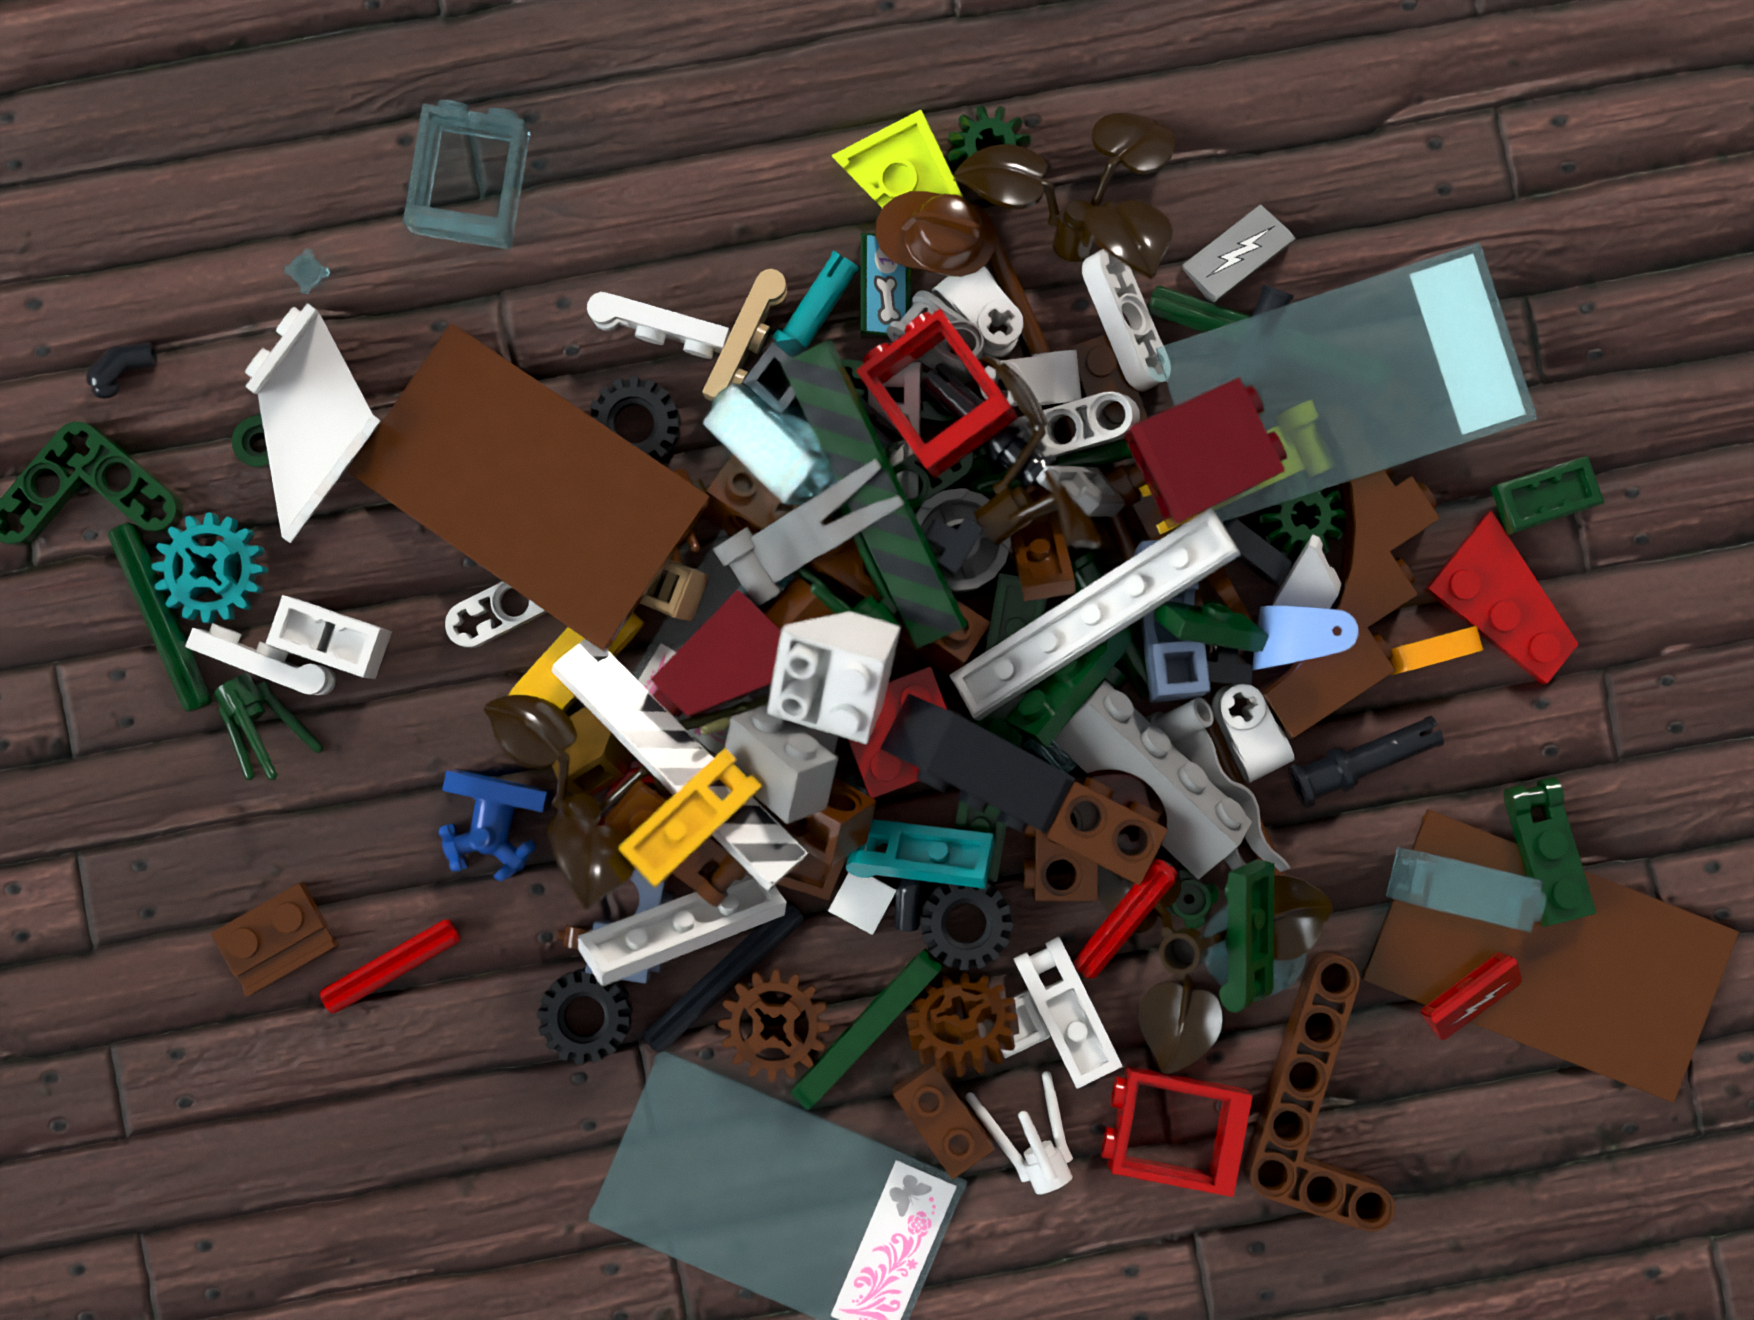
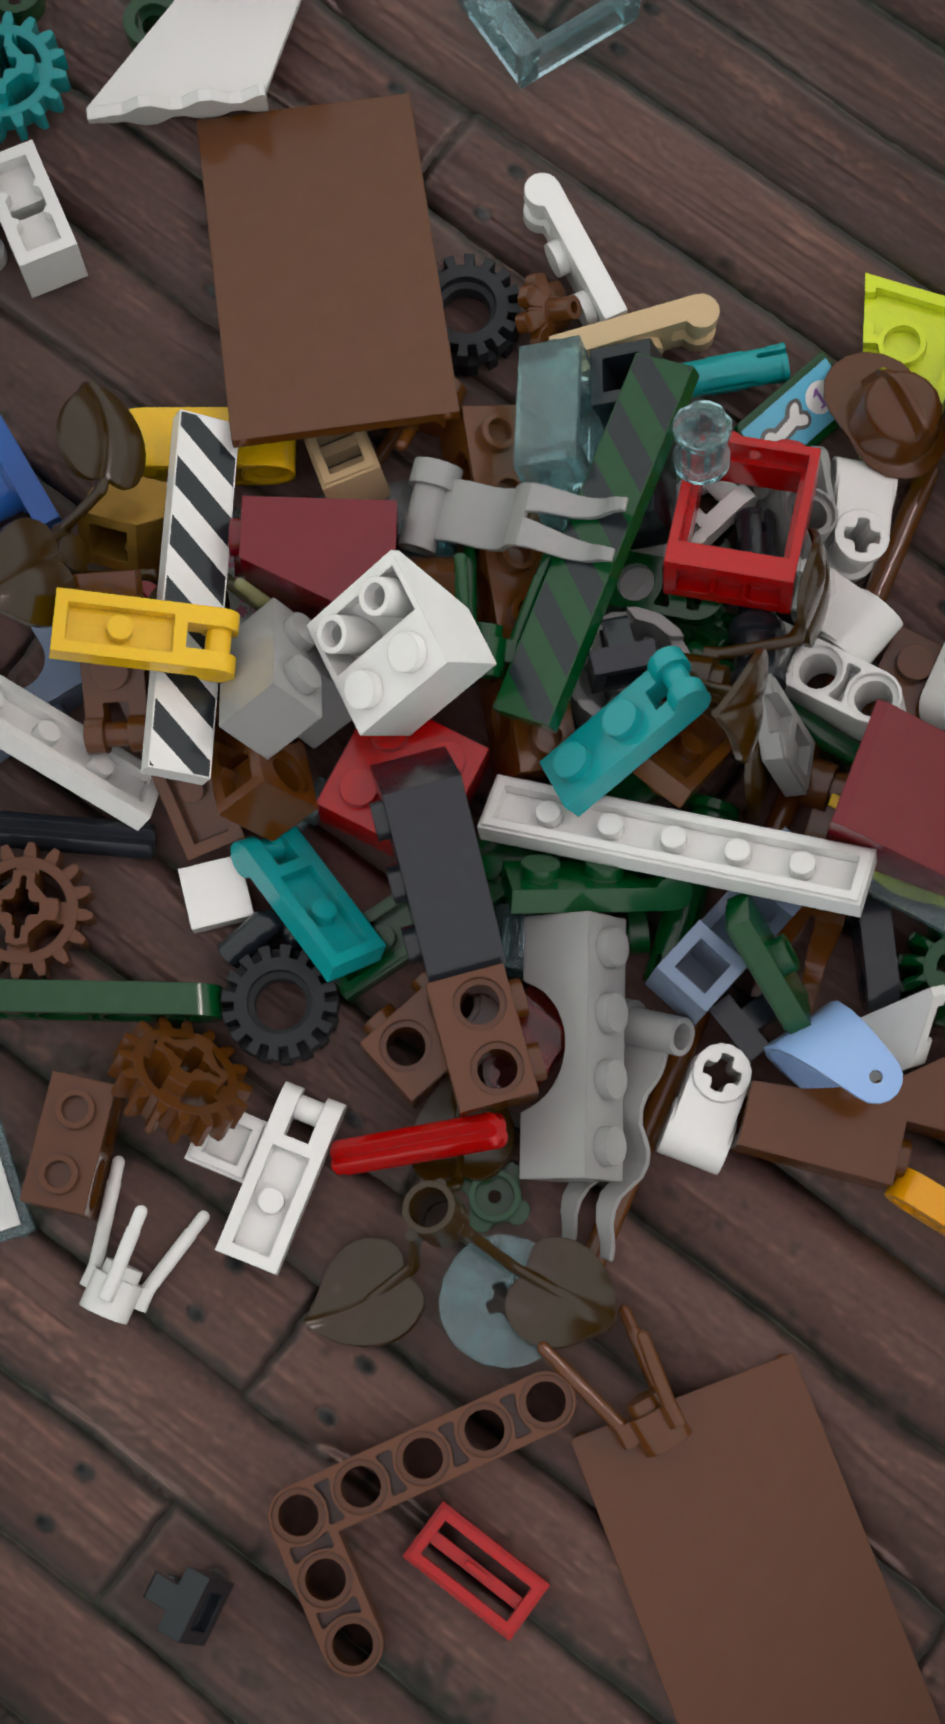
camera: 50 degrees right, 10 degrees down
(486, 629) = (164, 352): white beam -> none
(679, 375) = (545, 308): none -> reddish brown plant
(863, 367) = (702, 443): none -> clear light blue bush
(1004, 585) = (626, 731): none -> teal plate
(1227, 1144) = (200, 1334): red window -> none
(1249, 935) = (509, 1270): dark green plate -> none
(1261, 1278) = (189, 1603): none -> black tile
(1344, 768) = (754, 1230): black pin -> none
(1344, 1106) = (522, 1605): none -> red tile
(1397, 923) = (654, 1414): none -> reddish brown plant
(1466, 889) = (750, 1447): clear light blue window -> none
(1472, 995) = (653, 1561): red slope -> none
(1550, 850) = (860, 1510): dark green plate -> none

